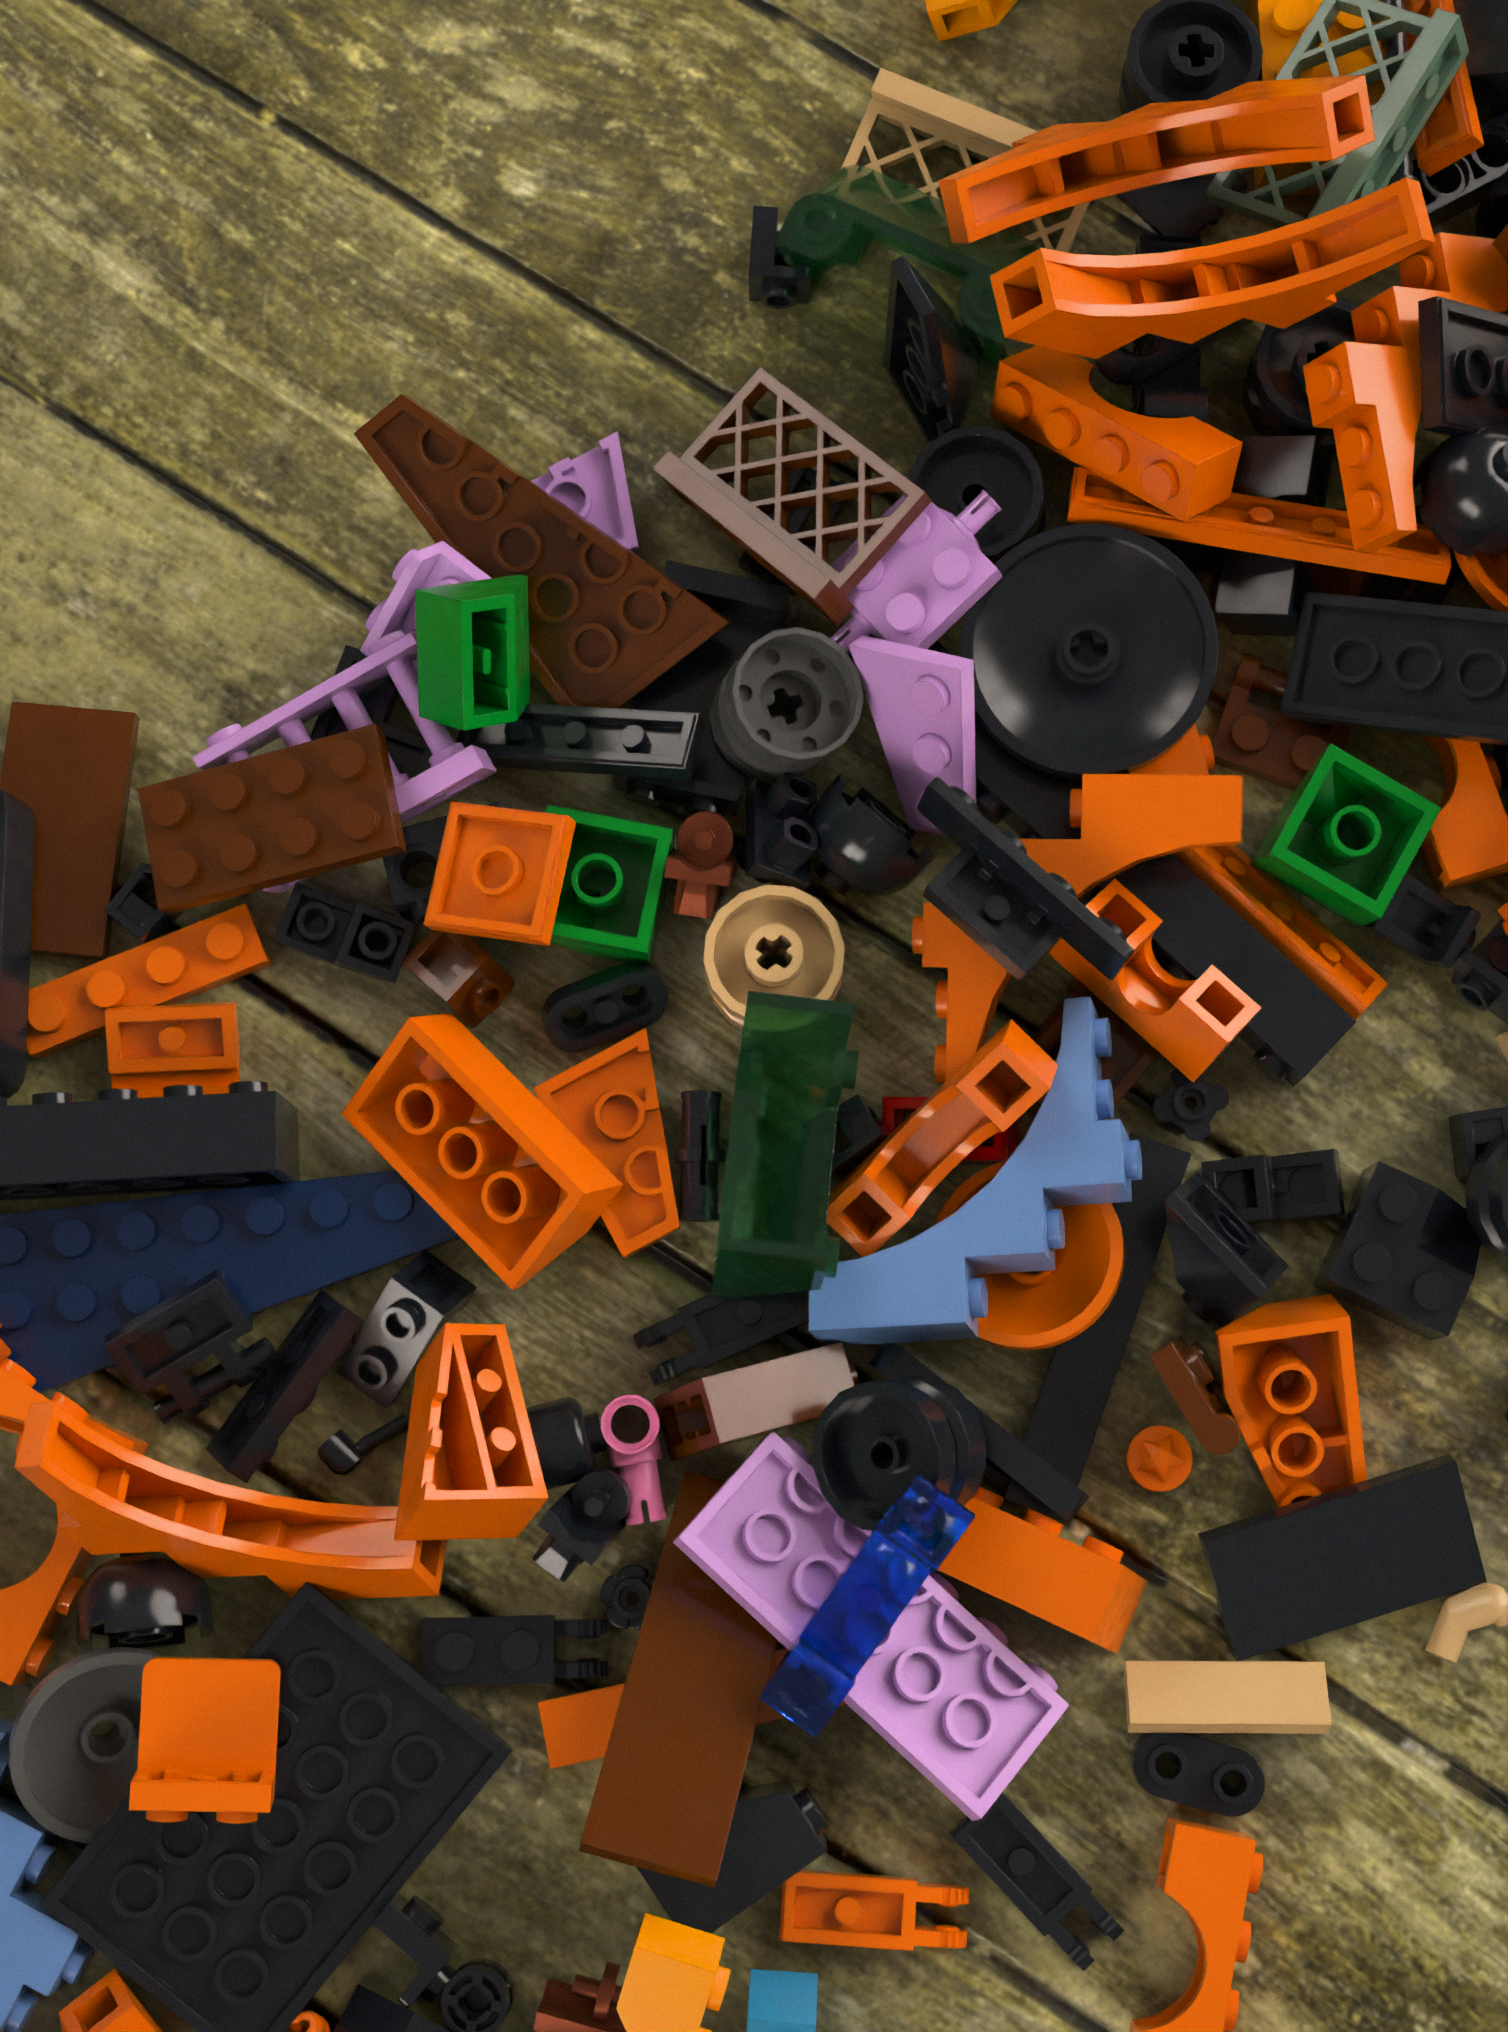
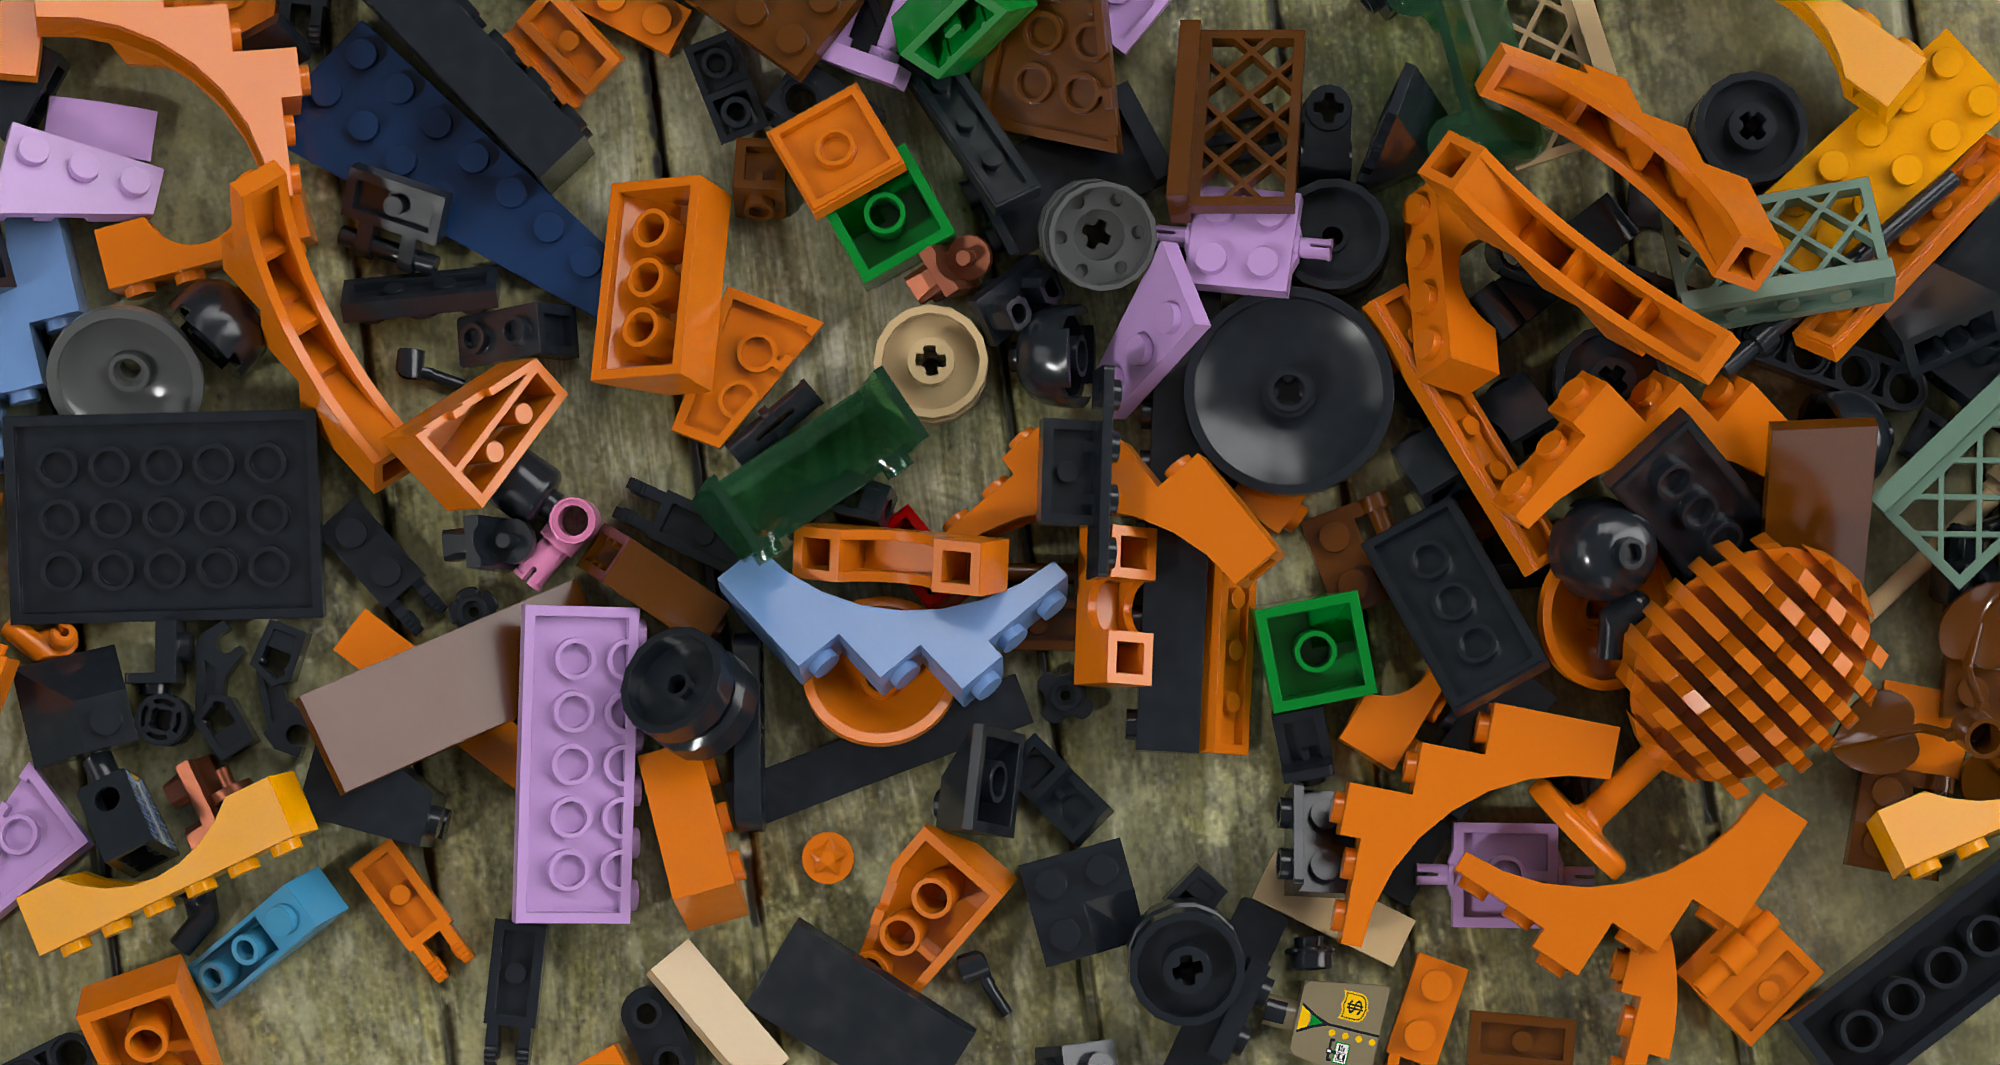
camera: 45 degrees right, 5 degrees up
(207, 1738) = (176, 431): orange bracket -> none
(482, 1921) = (212, 676): none -> black piece
(563, 1874) = (279, 712): none -> black piece
(605, 1011) = (816, 287): black plate -> none
(865, 1604) = (577, 747): clear blue slope -> none
(877, 428) = (1325, 146): none -> black piece
(1189, 1377) = (881, 839): reddish brown plate -> none
(1380, 1409) = (975, 967): none -> black hand

